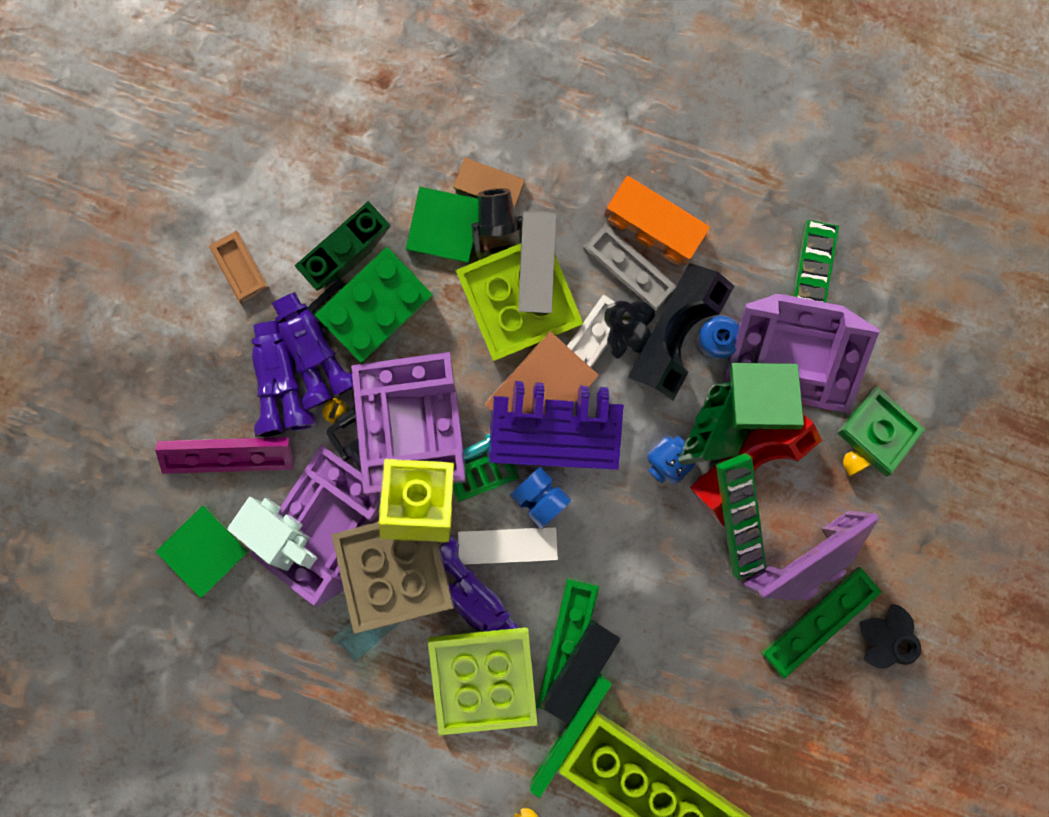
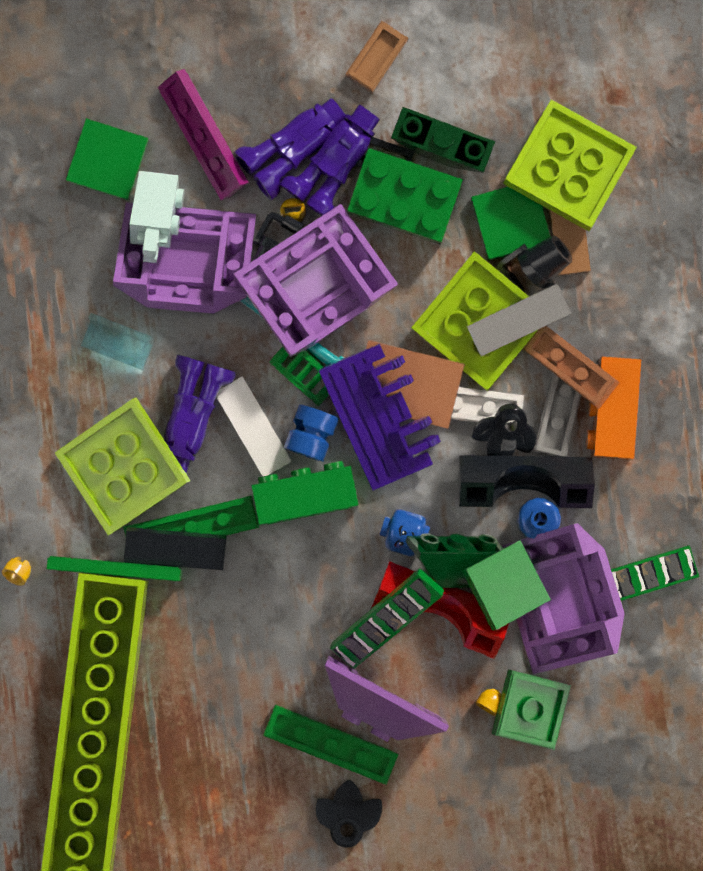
camera: 60 degrees right, 0 degrees up
(389, 578) = (178, 334): dark tan plate -> none
(416, 500) = (251, 322): neon yellow slope -> none
(423, 148) = (569, 165): none -> lime plate
(593, 532) = (304, 494): none -> green brick
(601, 238) = (571, 366): none -> nougat tile

